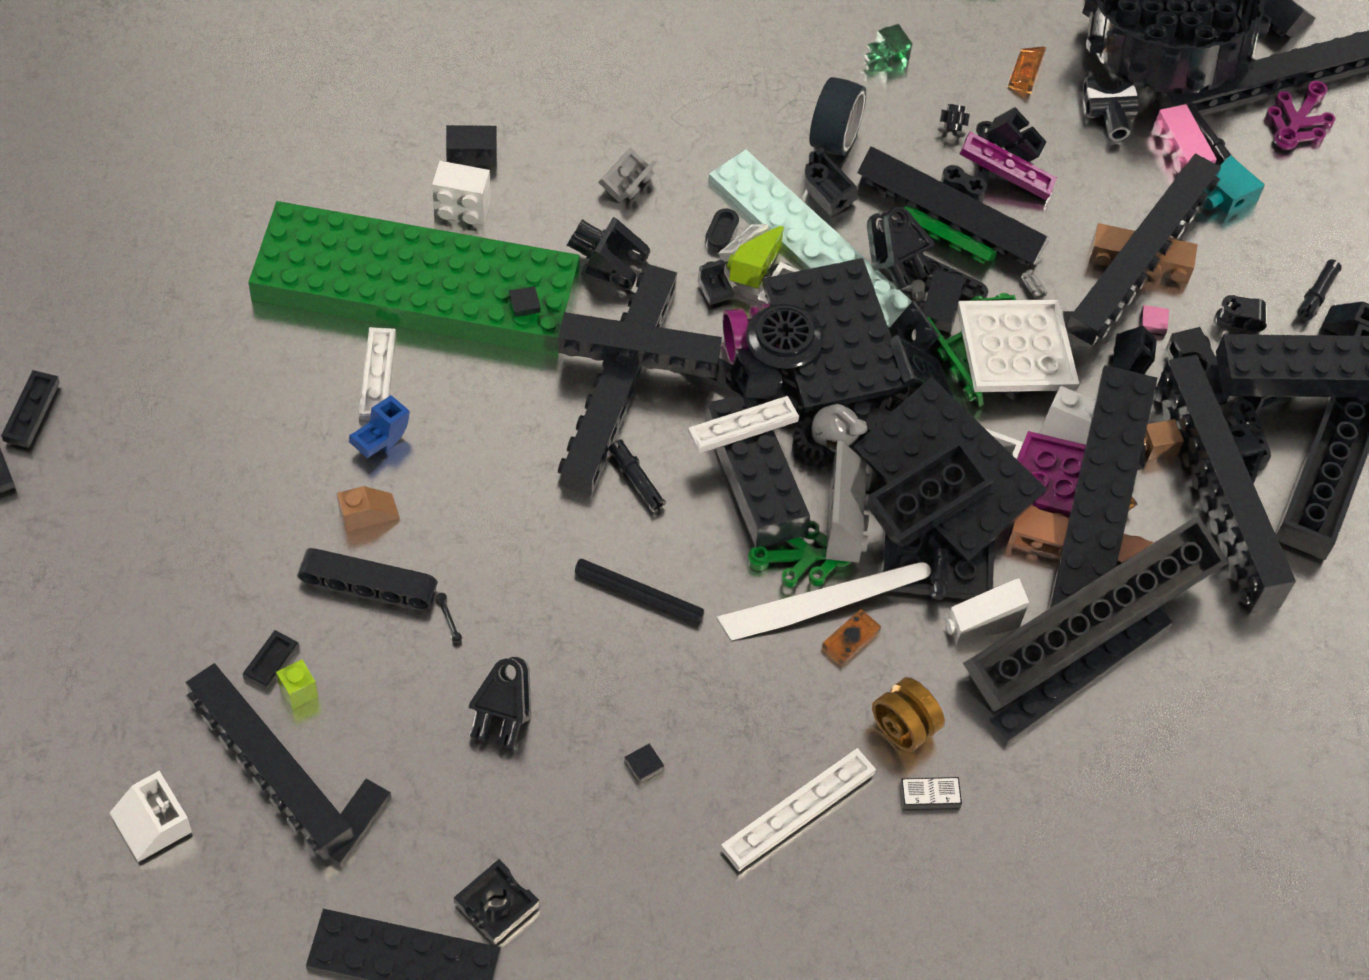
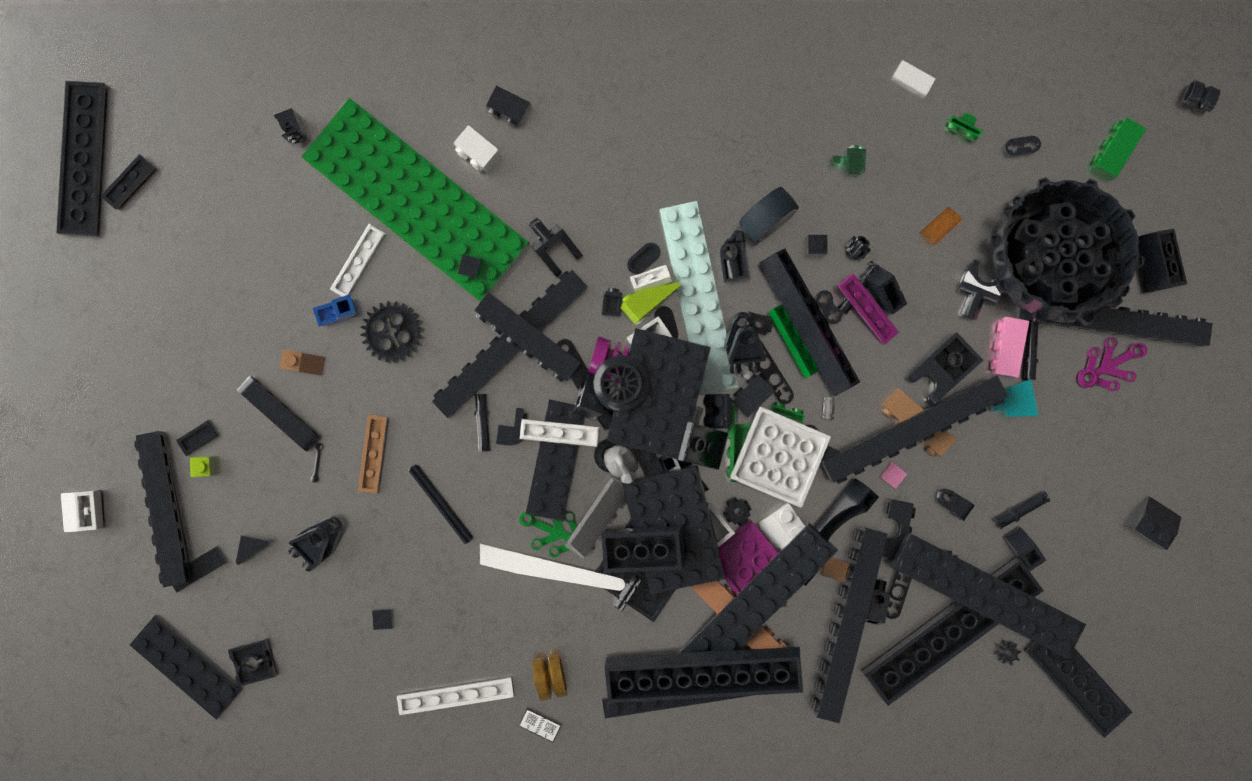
camera: 35 degrees right, 30 degrees up
(217, 258) = (292, 126): none -> black hinge
(417, 751) = (250, 546): none -> black slope
(464, 426) = (376, 338): none -> black gear
(518, 571) = (372, 454): none -> medium nougat plate
(626, 174) = (602, 184): light grey bracket -> none
(682, 469) = (511, 435): none -> black brick
(851, 636) = (553, 601): clear orange tile -> none
(908, 134) = (816, 245): none -> black brick
(988, 613) = (640, 634): white slope -> none
(1009, 423) = (733, 504): none -> black brick
(1133, 181) = (943, 371): none -> black brick

